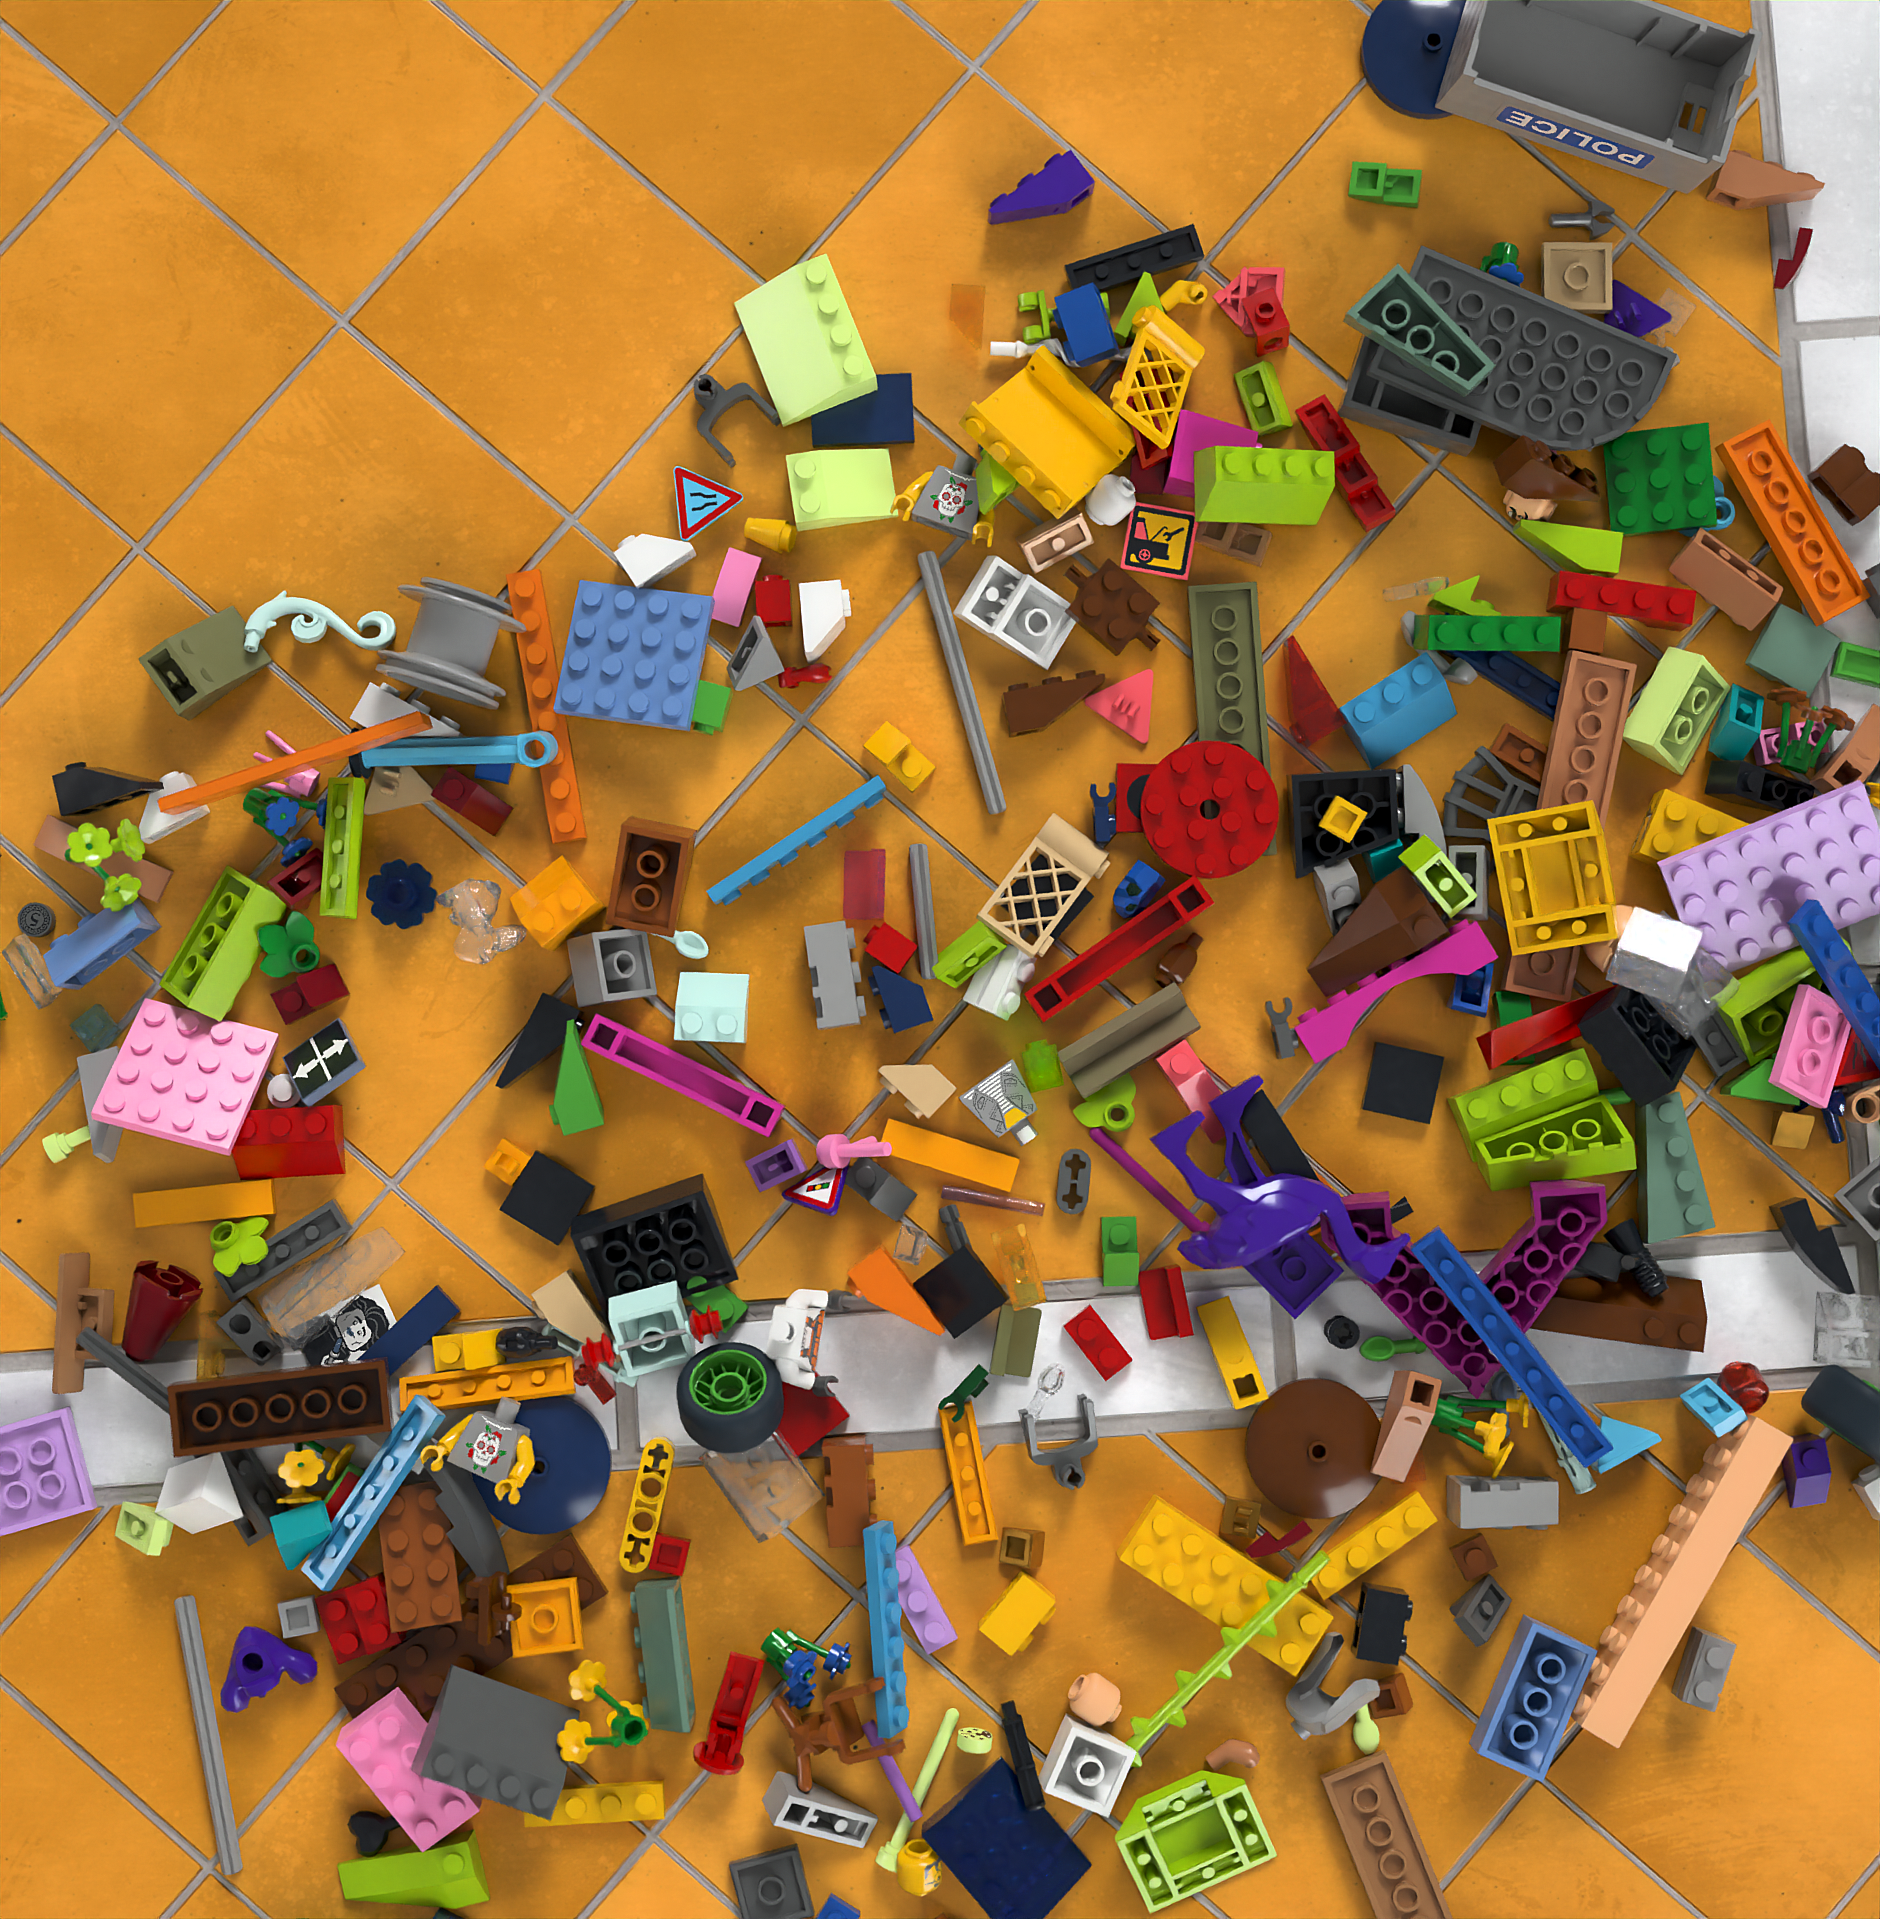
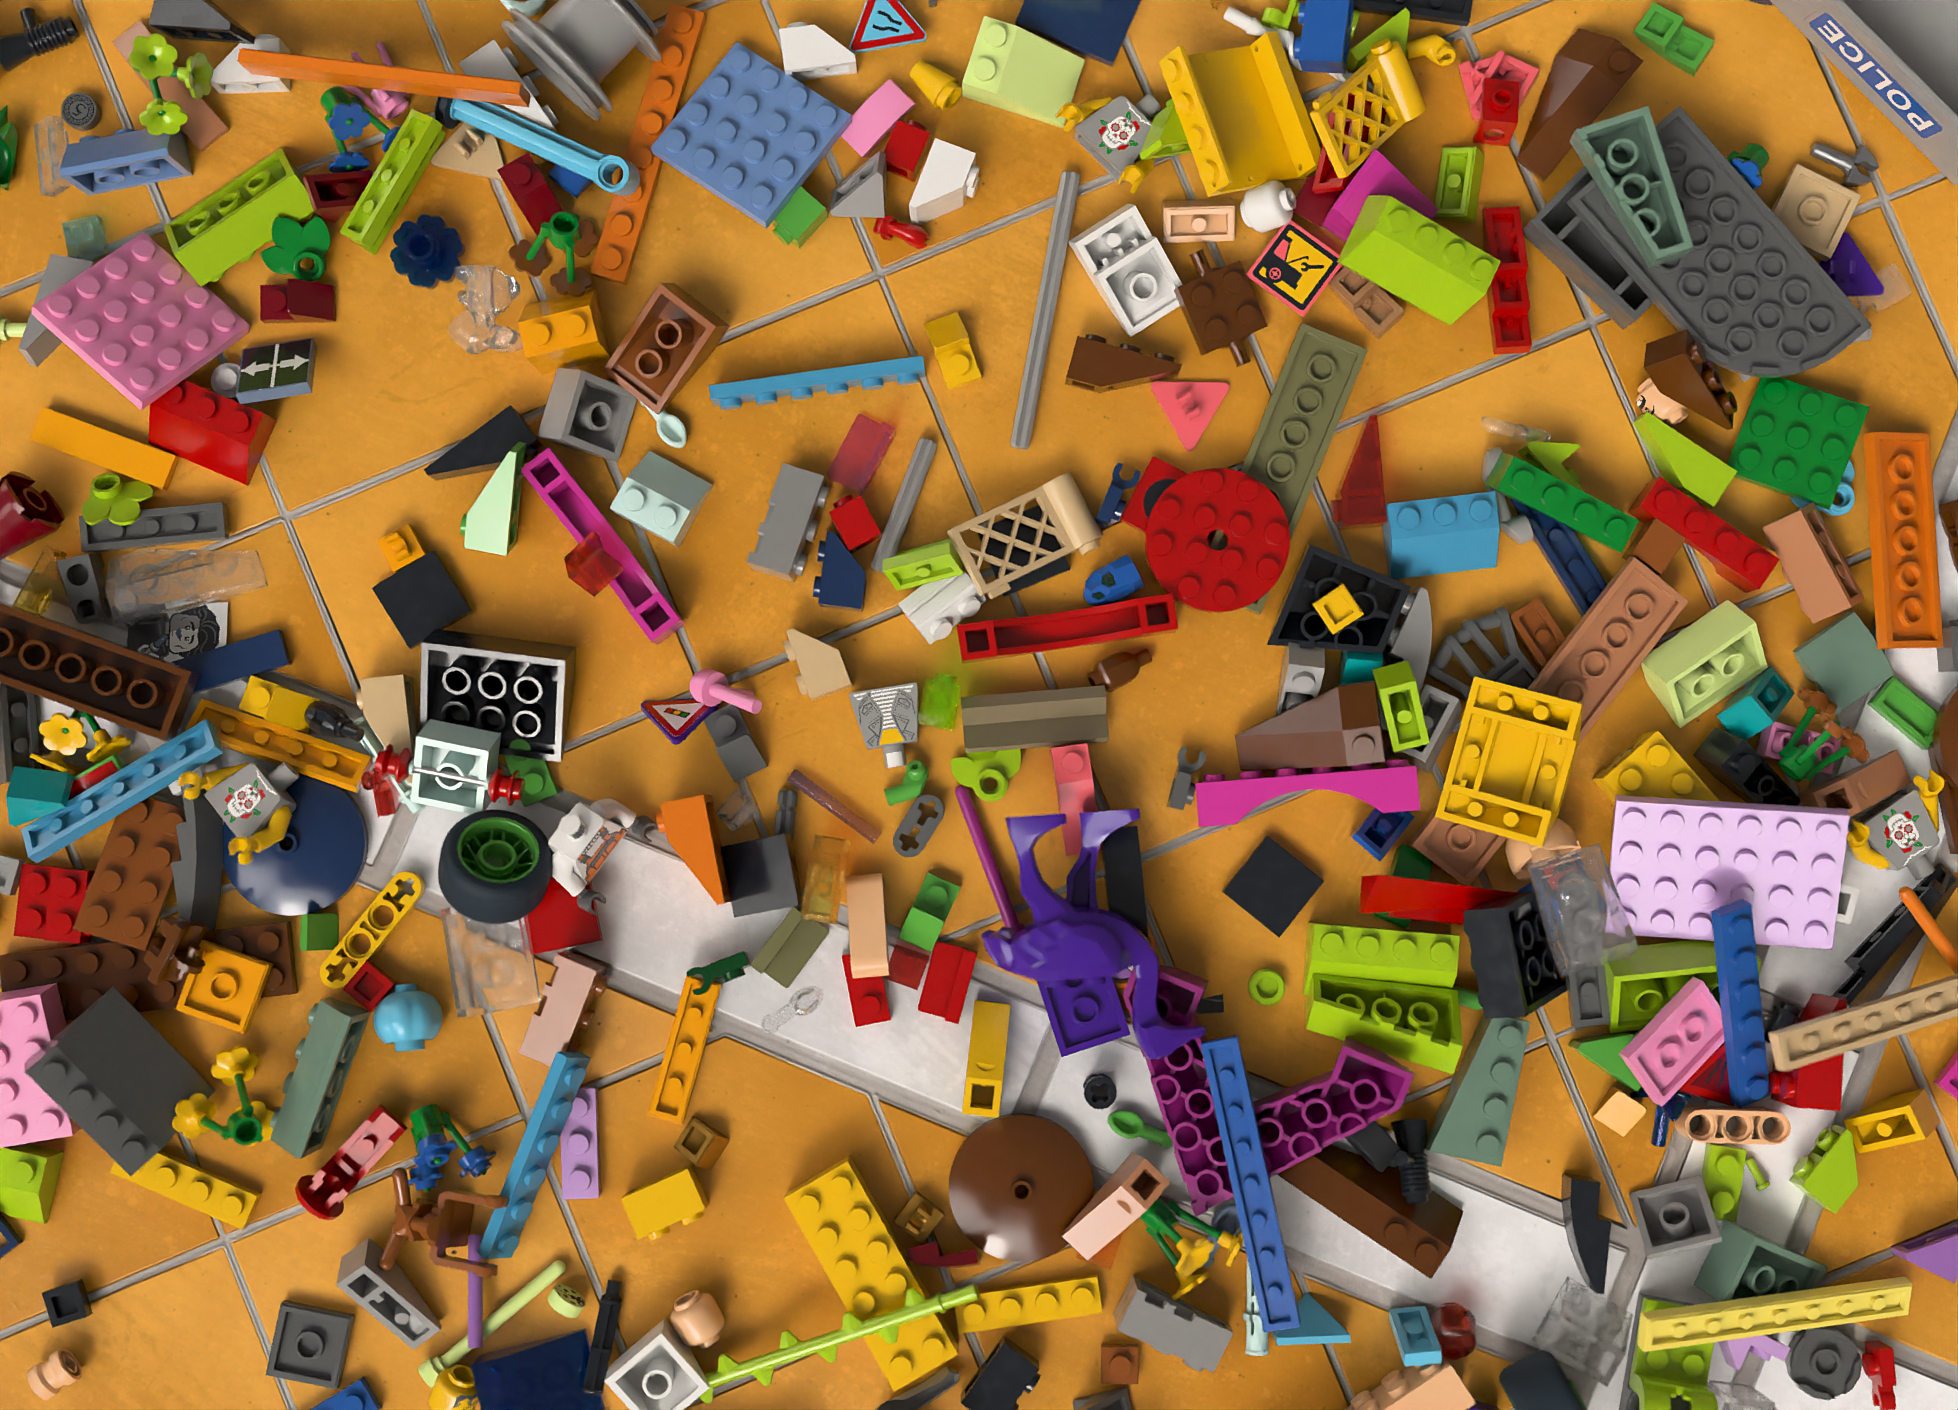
camera: 30 degrees right, 0 degrees up
(518, 820) = (565, 234): none -> plant
(602, 1529) = (319, 931): none -> bright green slope
(682, 1096) = (591, 565): none -> clear red panel
(716, 1565) = (407, 1018): none -> medium azure plant
(776, 1165) = (650, 673): medium lavender slope -> none
(951, 1155) = (815, 744): light orange tile -> none
(1050, 1149) = (912, 784): none -> bright green arm
(1066, 1457) = (785, 1080): dark grey piece -> none
(1073, 1289) = (867, 925): none -> light nougat beam
(1123, 1307) = (907, 966): none -> clear red plate
(1326, 266) = (1577, 90): none -> reddish brown wedge
(1439, 1171) = (1266, 987): none -> lime tile
(1655, 955) = (1569, 879): clear slope -> none

